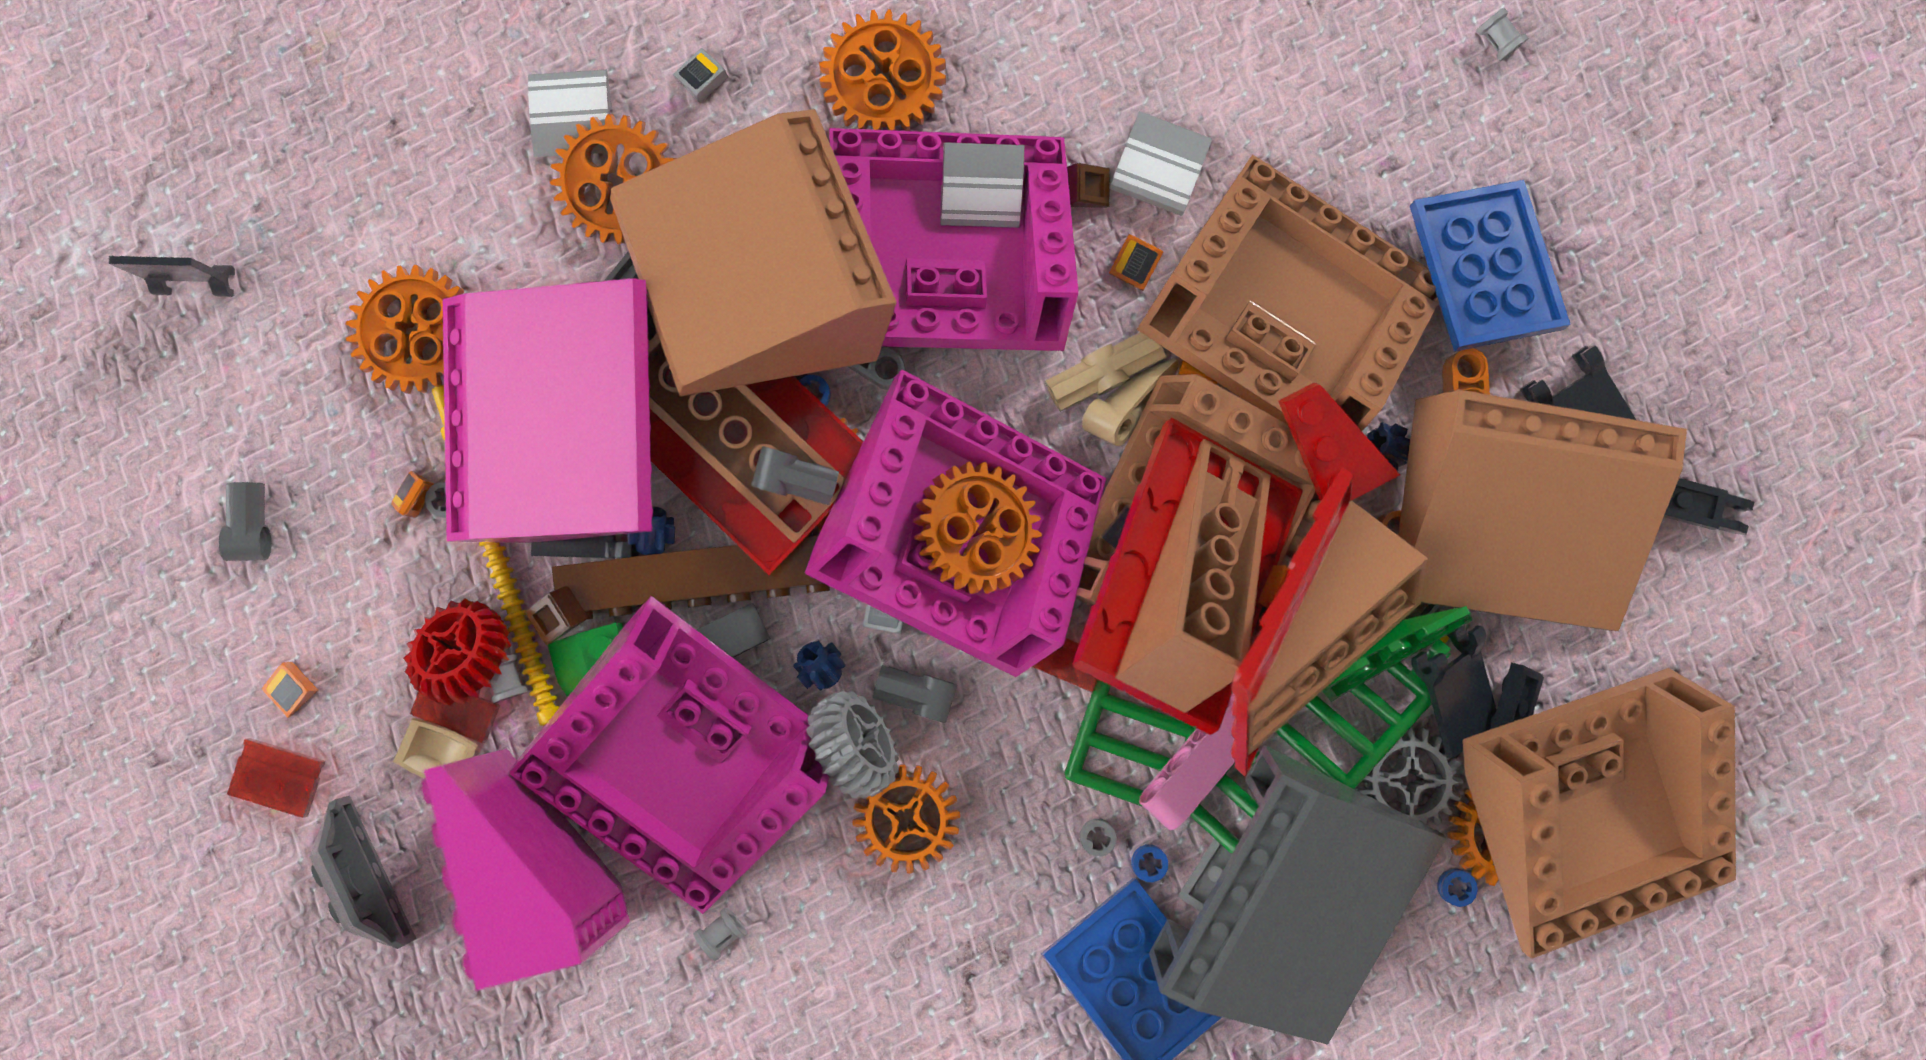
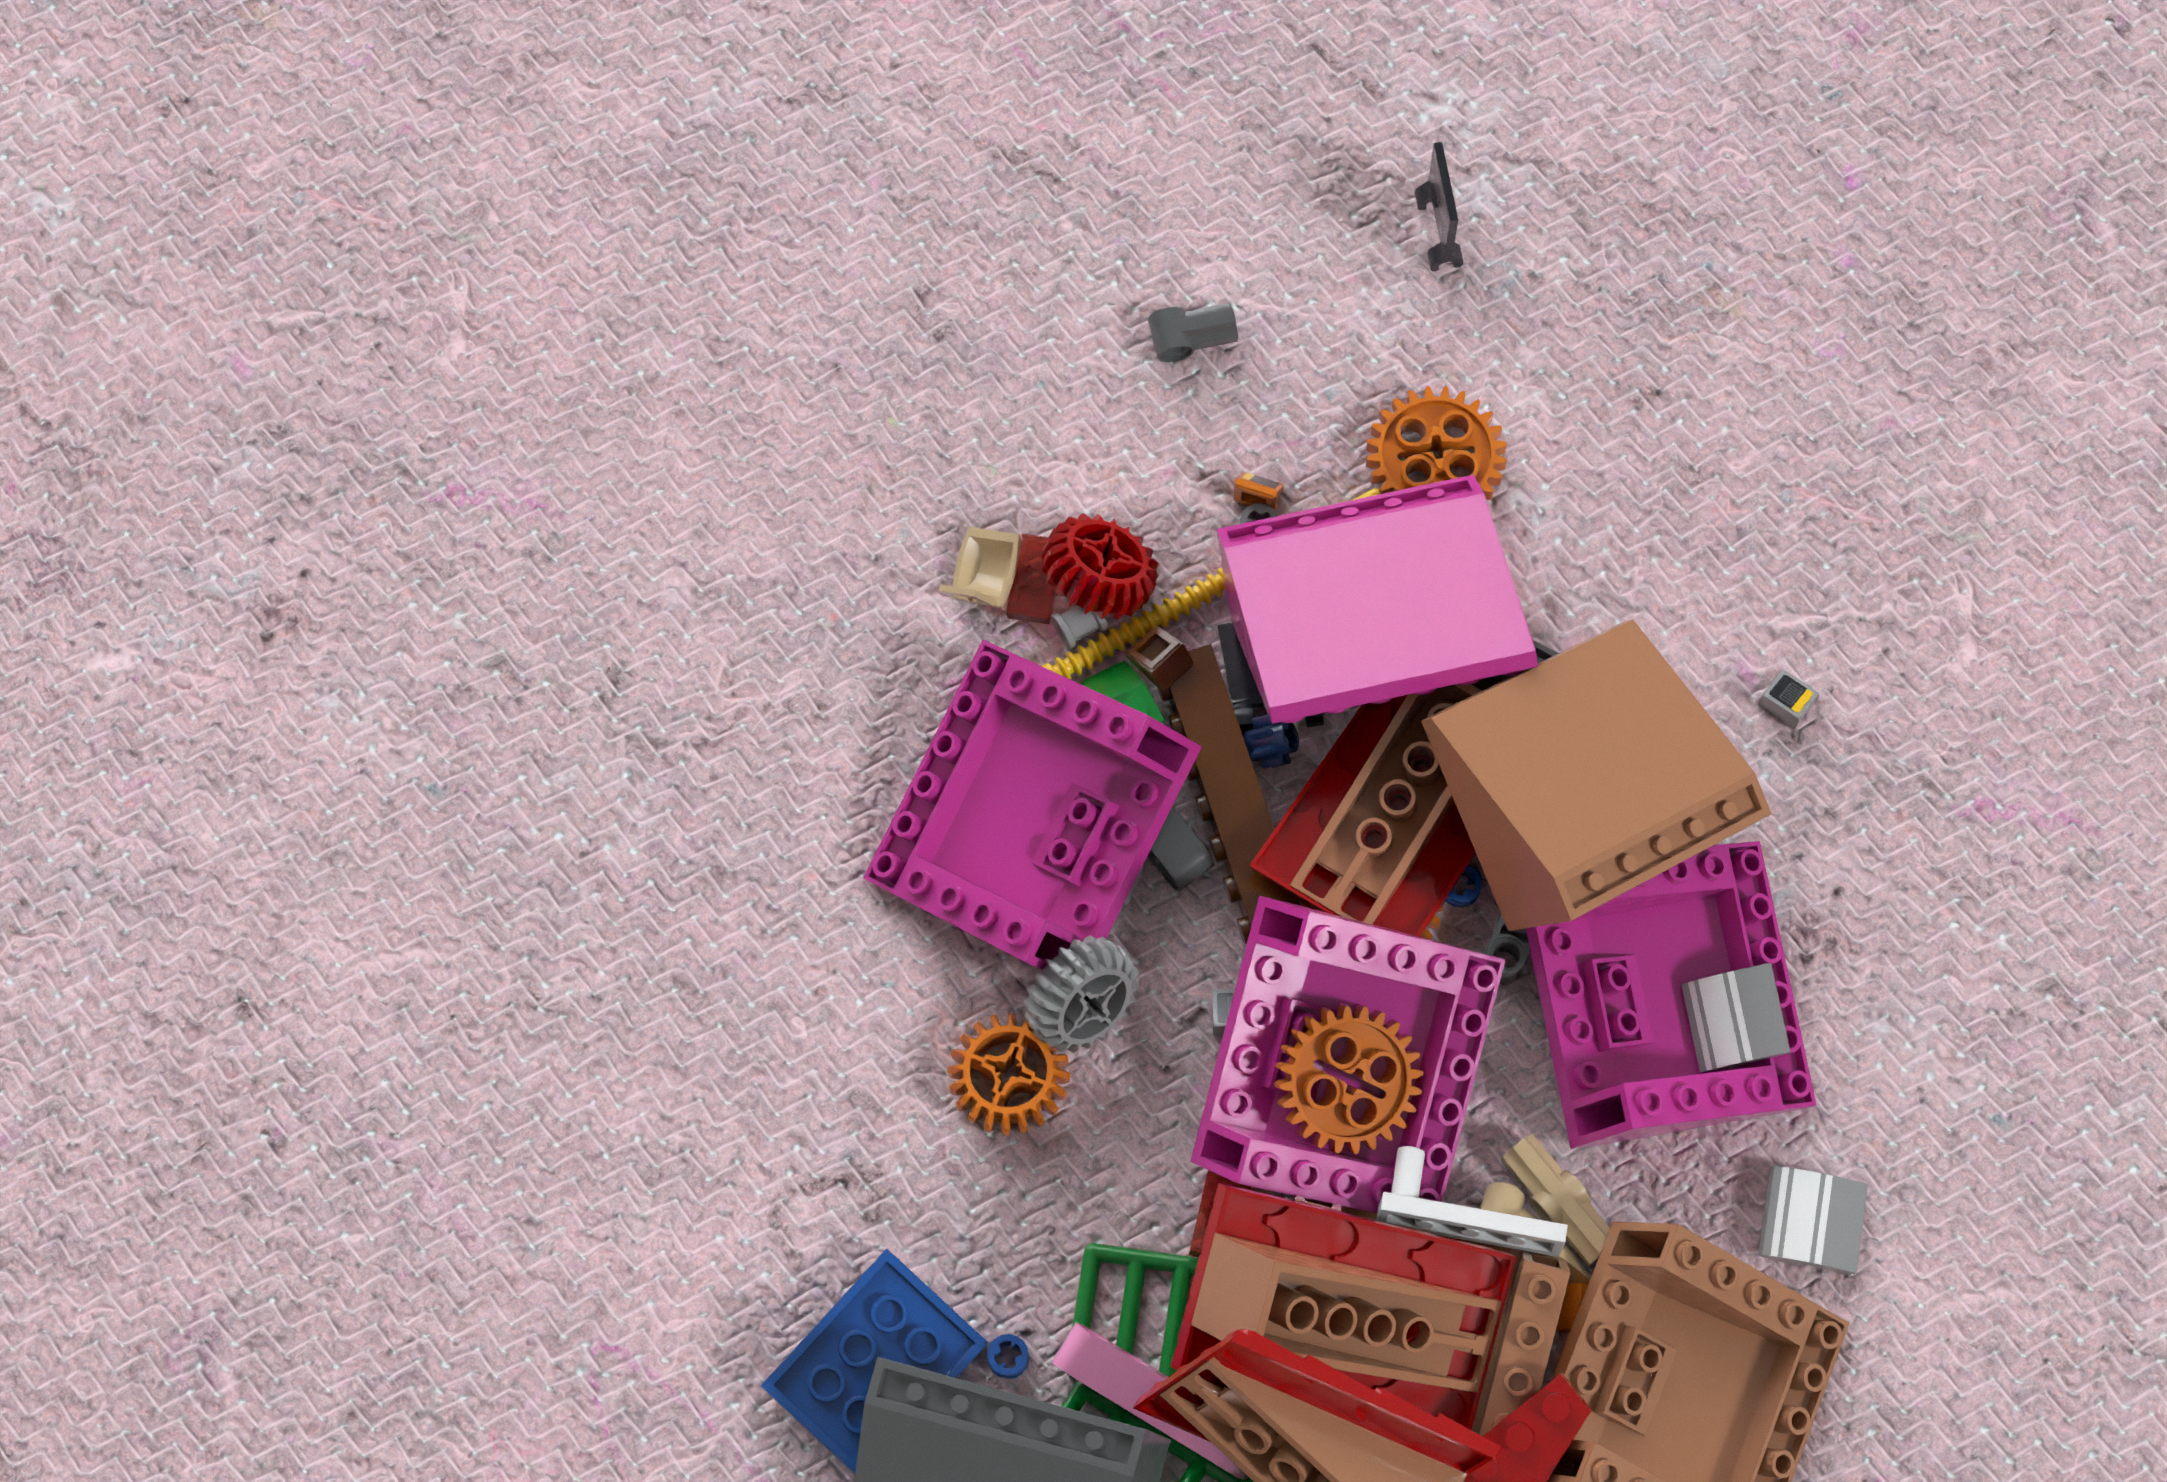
camera: 80 degrees right, 15 degrees down
(276, 778) = (928, 414): clear red plate -> none
(289, 688) = (1025, 409): slope -> none
(356, 879) = (837, 514): dark grey wedge -> none
(518, 873) = (889, 660): dark pink slope -> none
(561, 103) = (1711, 570): slope -> none
(579, 170) = (1650, 591): orange gear -> none
(720, 934) = (845, 899): light grey bush -> none
(786, 474) = (1363, 855): dark grey piece -> none
(819, 665) = (1160, 947): dark blue gear -> none
(911, 53) = (1871, 916): orange gear -> none
(922, 695) = (1149, 1068): dark grey piece -> none
(1089, 185) = (1766, 1142): reddish brown slope -> none
(1101, 503) = (1407, 1210): none -> white piece
(1108, 830) = (1036, 1302): light grey bush -> none
(1136, 262) = (1693, 1210): slope -> none

